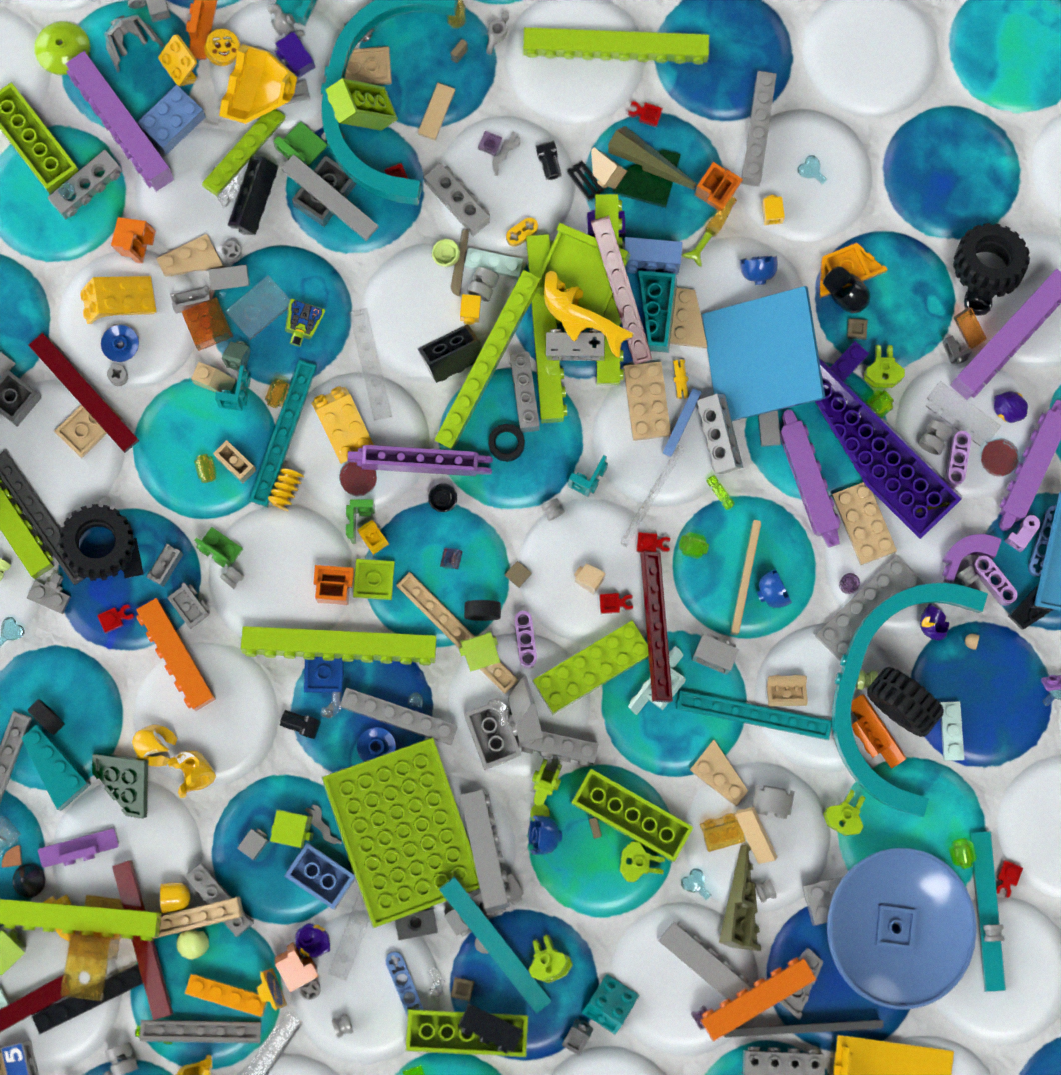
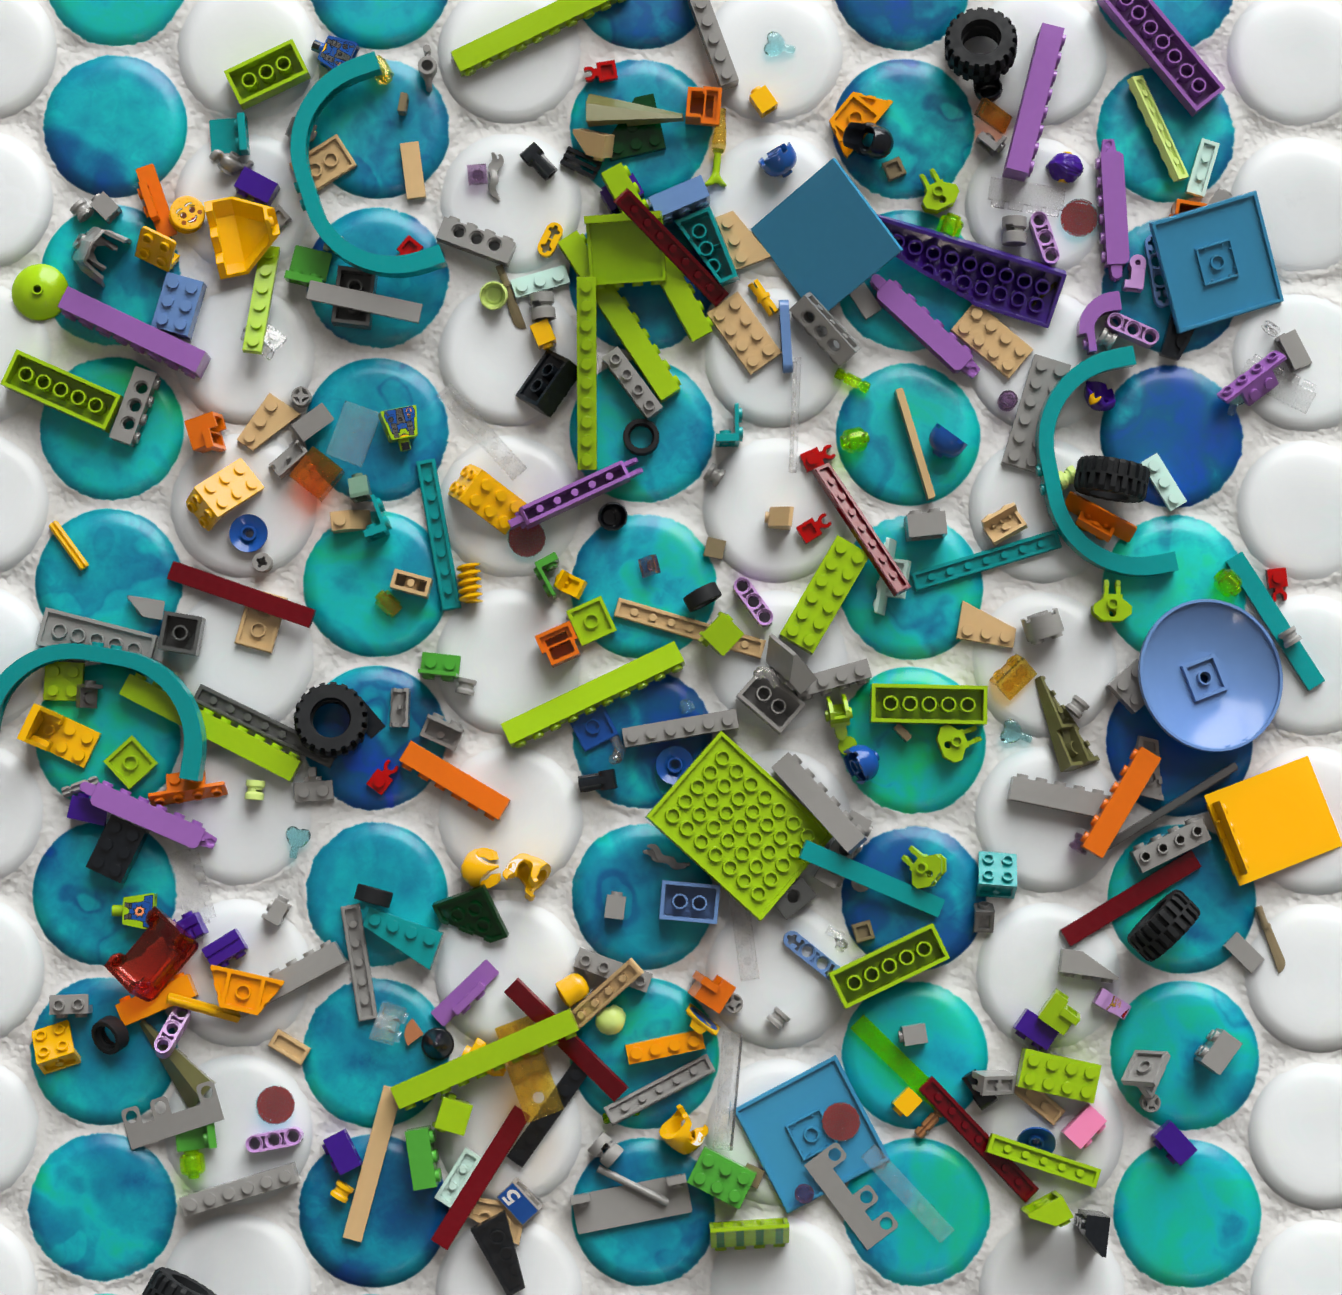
camera: 30 degrees left, 5 degrees up
(64, 188) = (120, 421): clear light blue hinge -> none
(253, 195) = (292, 336): black brick -> none
(277, 393) = (413, 502): clear yellow brick -> none
(291, 829) = (642, 875): lime plate -> none
(312, 940) = (713, 960): dark purple hair -> none
(361, 104) = (346, 202): lime brick -> none
(490, 1028) = (907, 951): black brick -> none
(561, 347) = (657, 319): light grey piece -> none
(576, 319) = (647, 296): yellow piece -> none
(756, 835) = (1044, 663): tan tile -> none
(850, 360) = (903, 202): dark purple brick -> none
(972, 641) = (1139, 393): tan hinge -> none

